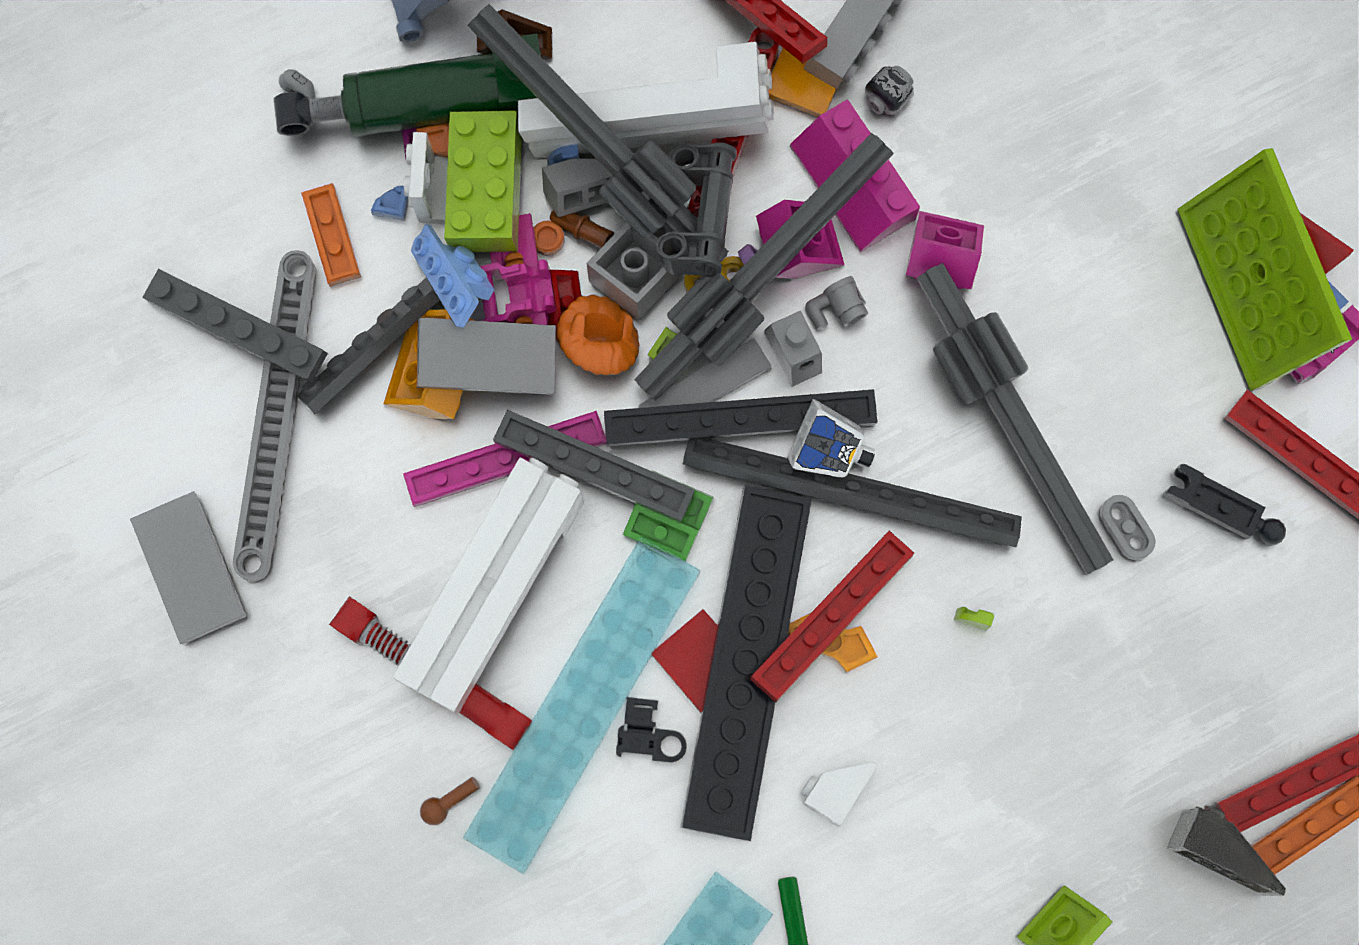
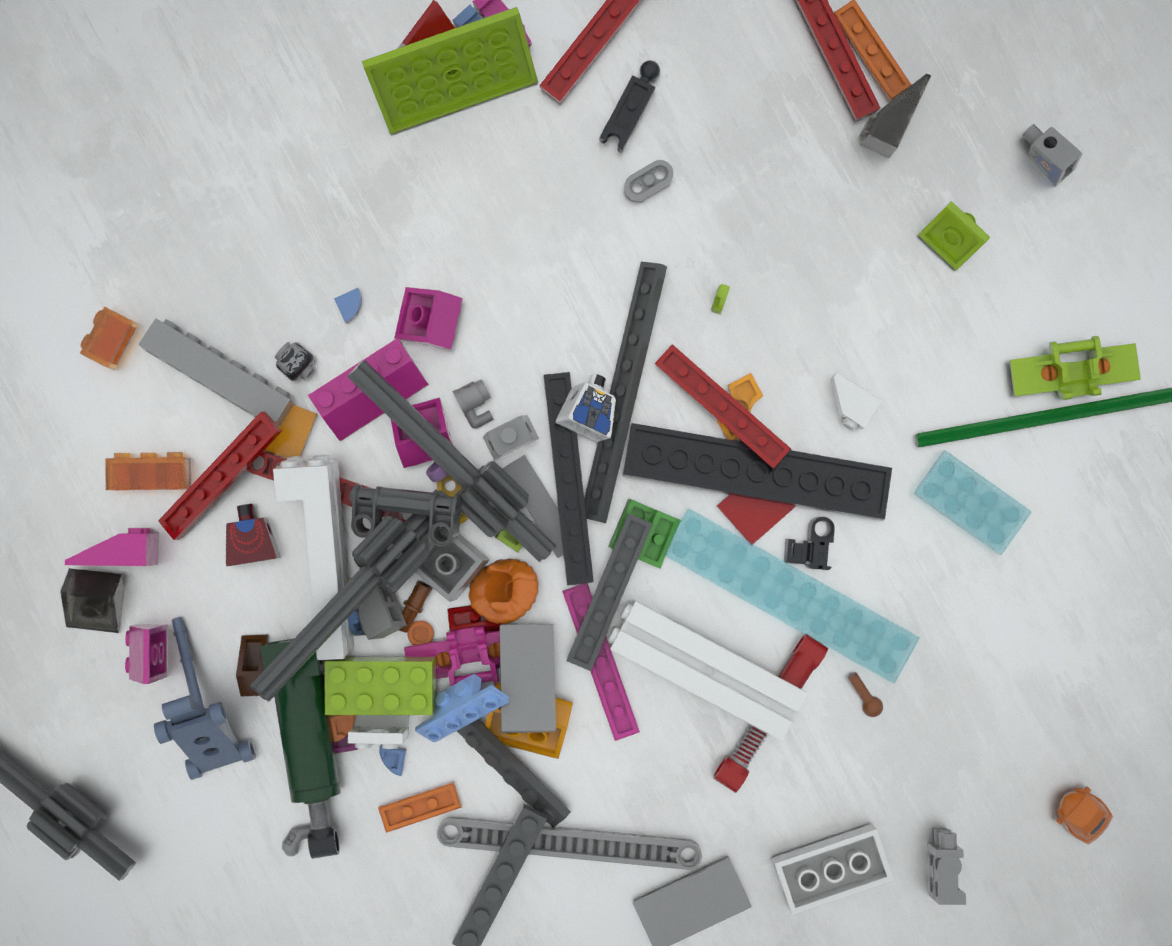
camera: 95 degrees left, 10 degrees up
(222, 748) = (832, 869): none -> white brick
(227, 900) = (945, 868): none -> light grey hips
(669, 35) = (249, 539): none -> dark red torso
(961, 156) = (349, 304): none -> medium blue tile
(981, 364) = (526, 288): dark grey axle -> none

